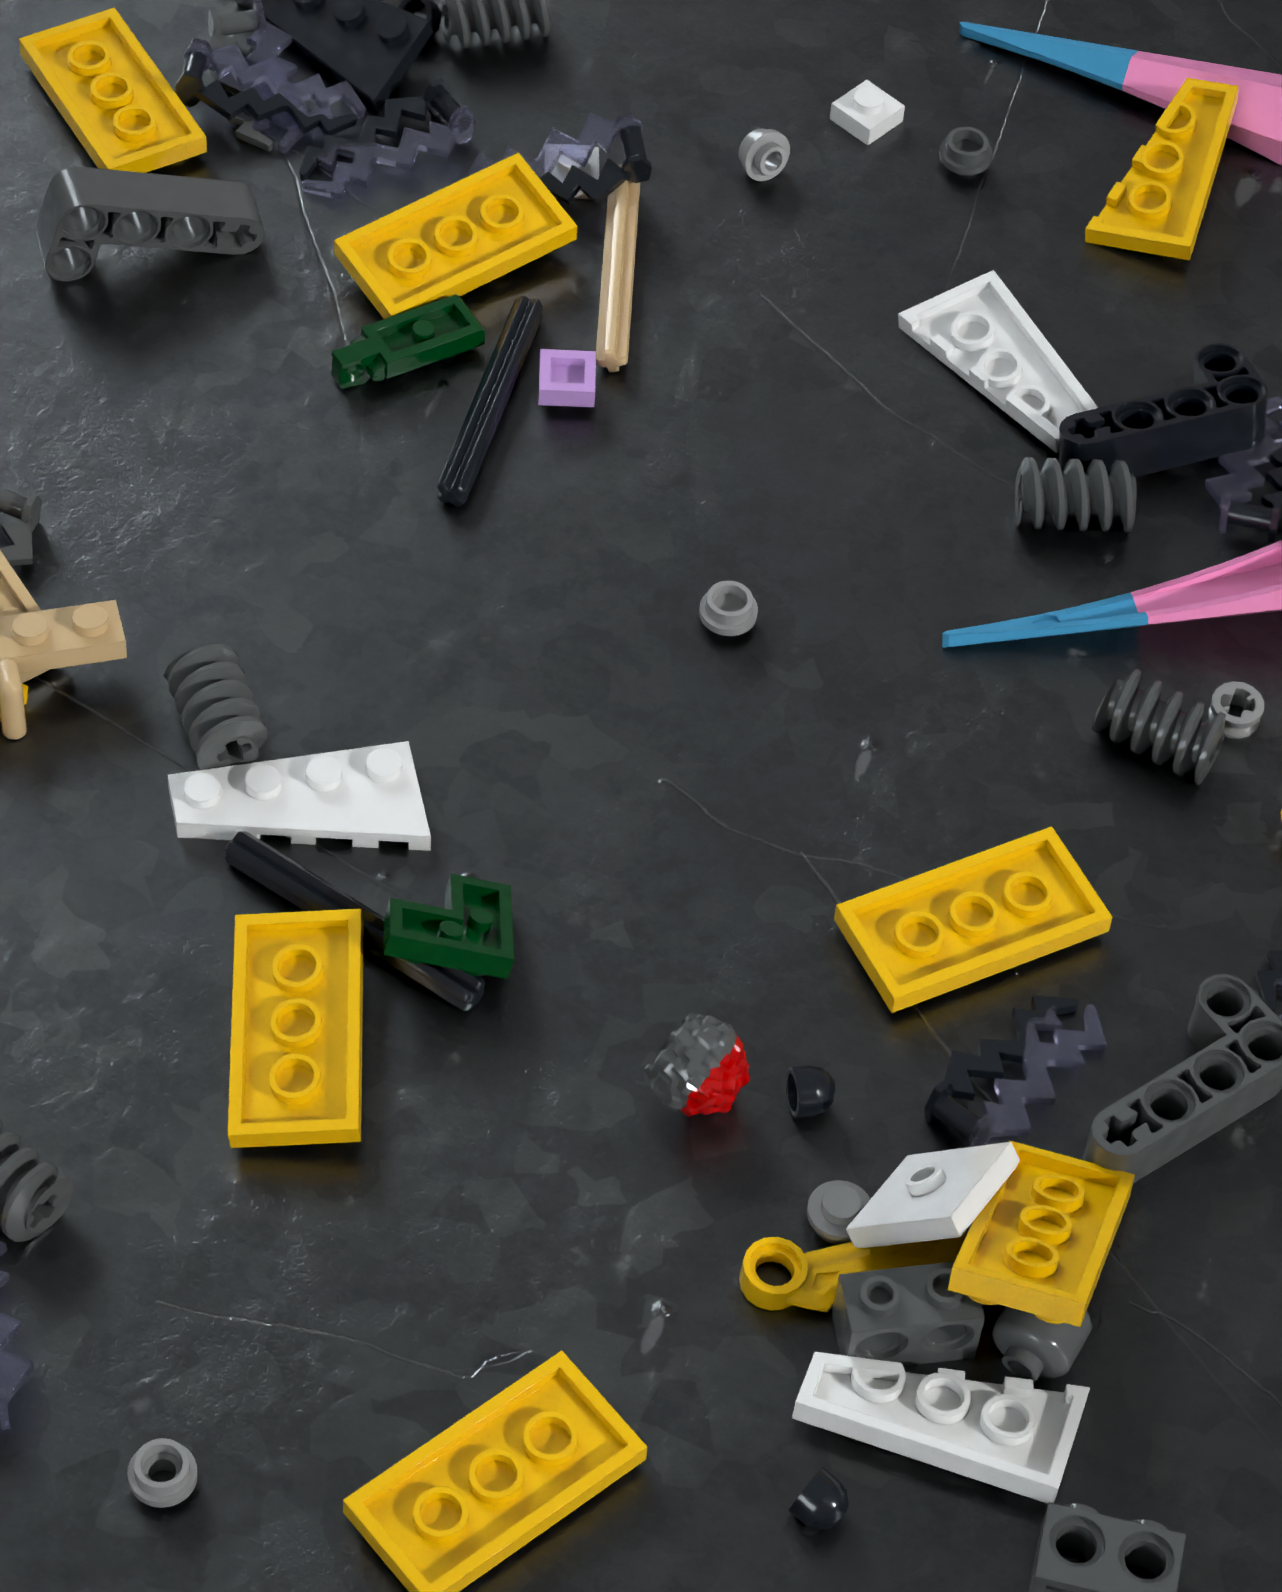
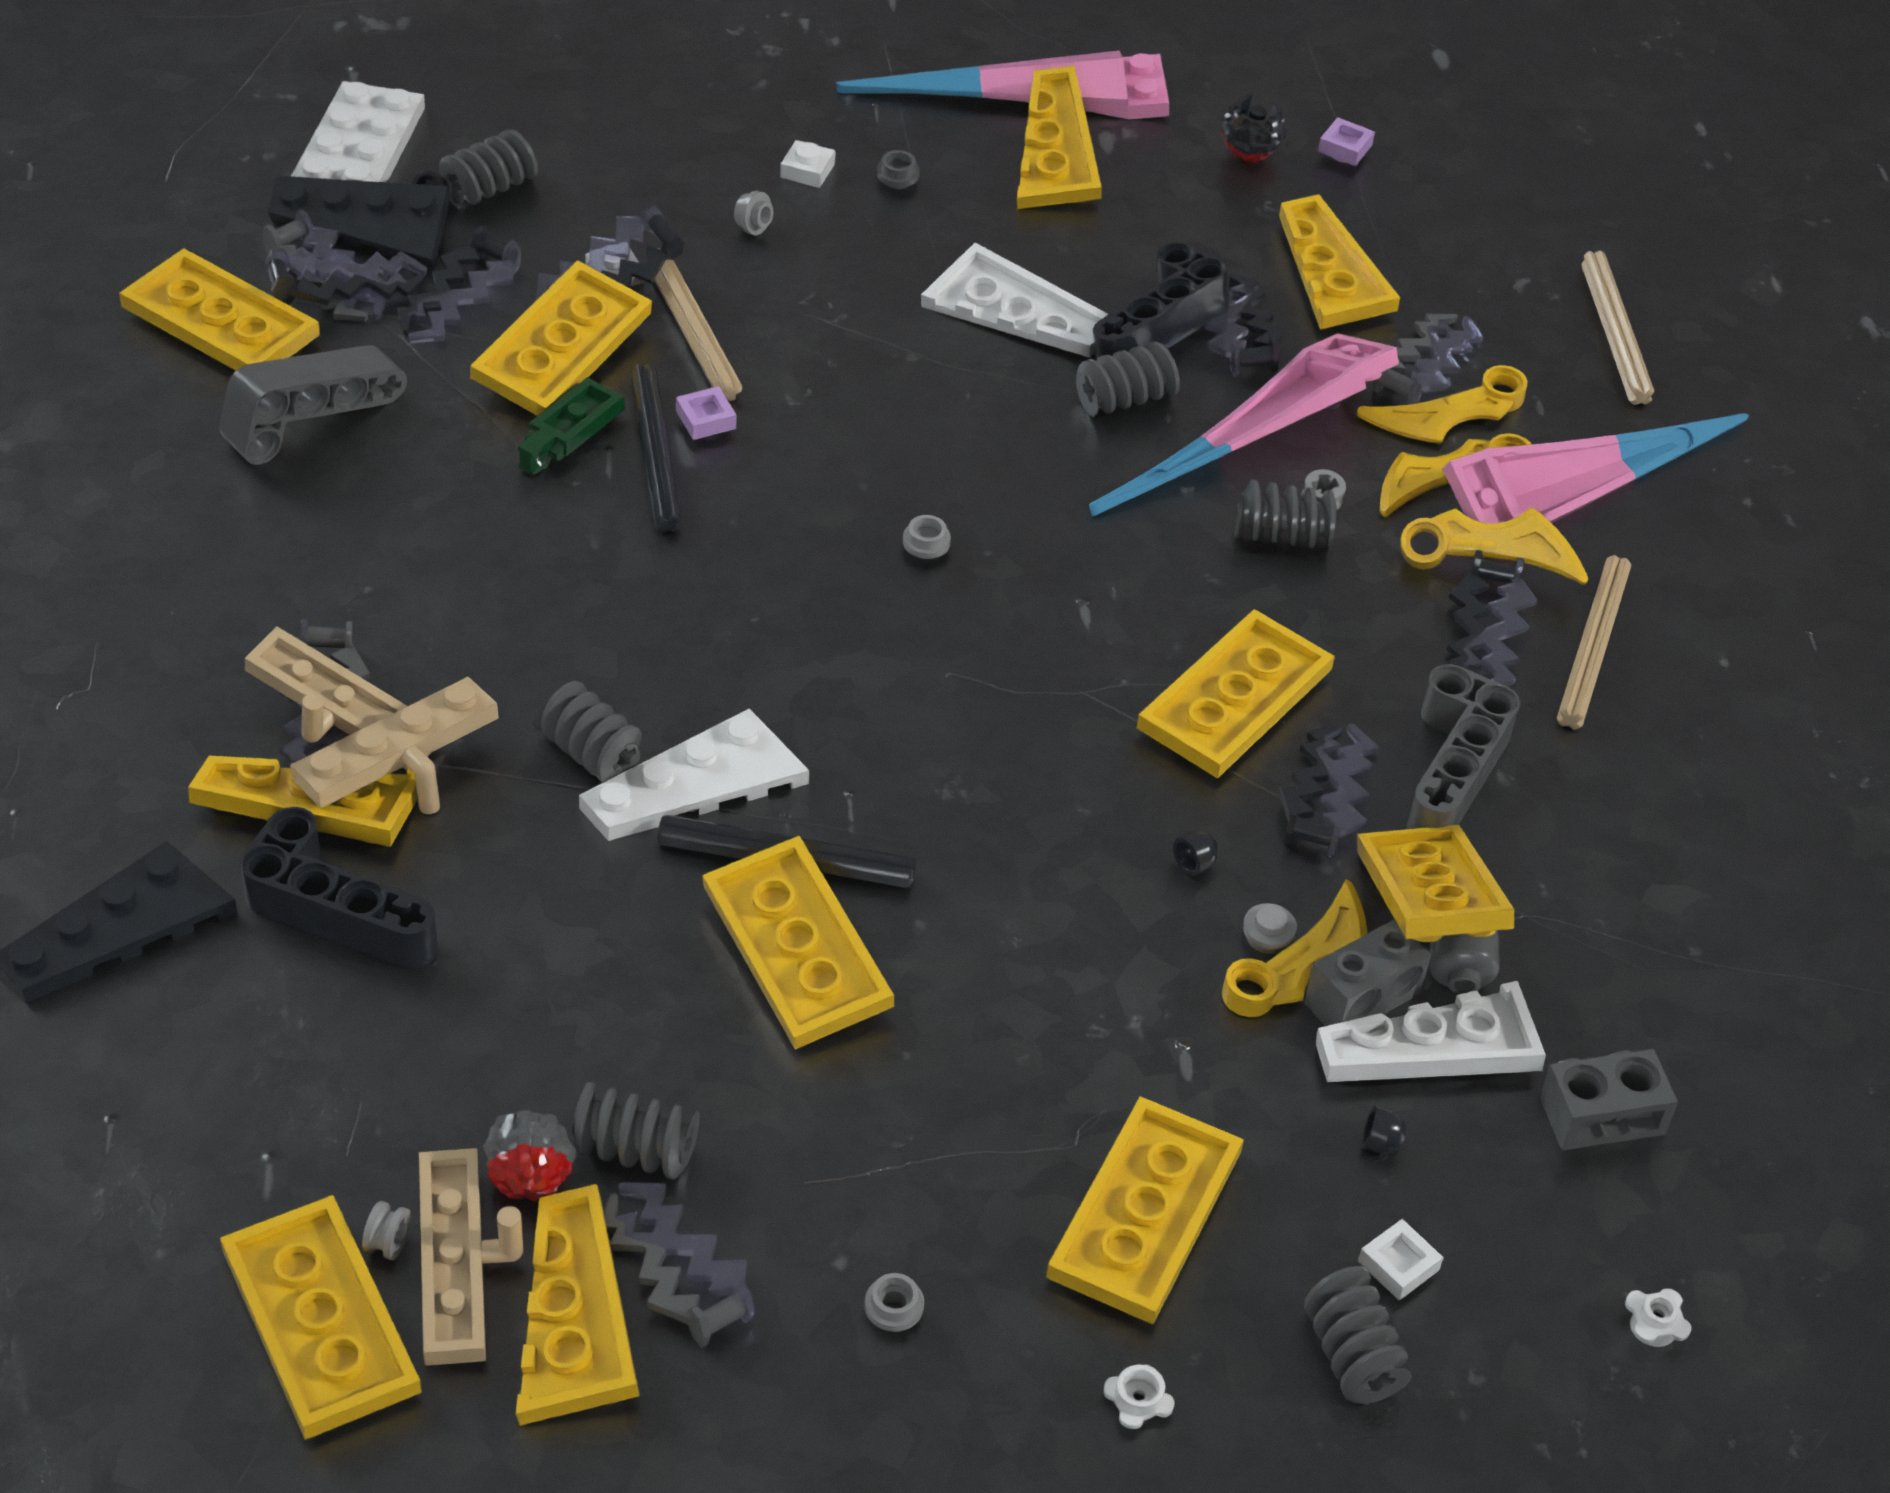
camera: 25 degrees left, 5 degrees down
(466, 935) = (876, 826): dark green plate -> none
(699, 1067) = (1115, 859): dark grey piece -> none
(933, 1195) = (1339, 886): white plate -> none

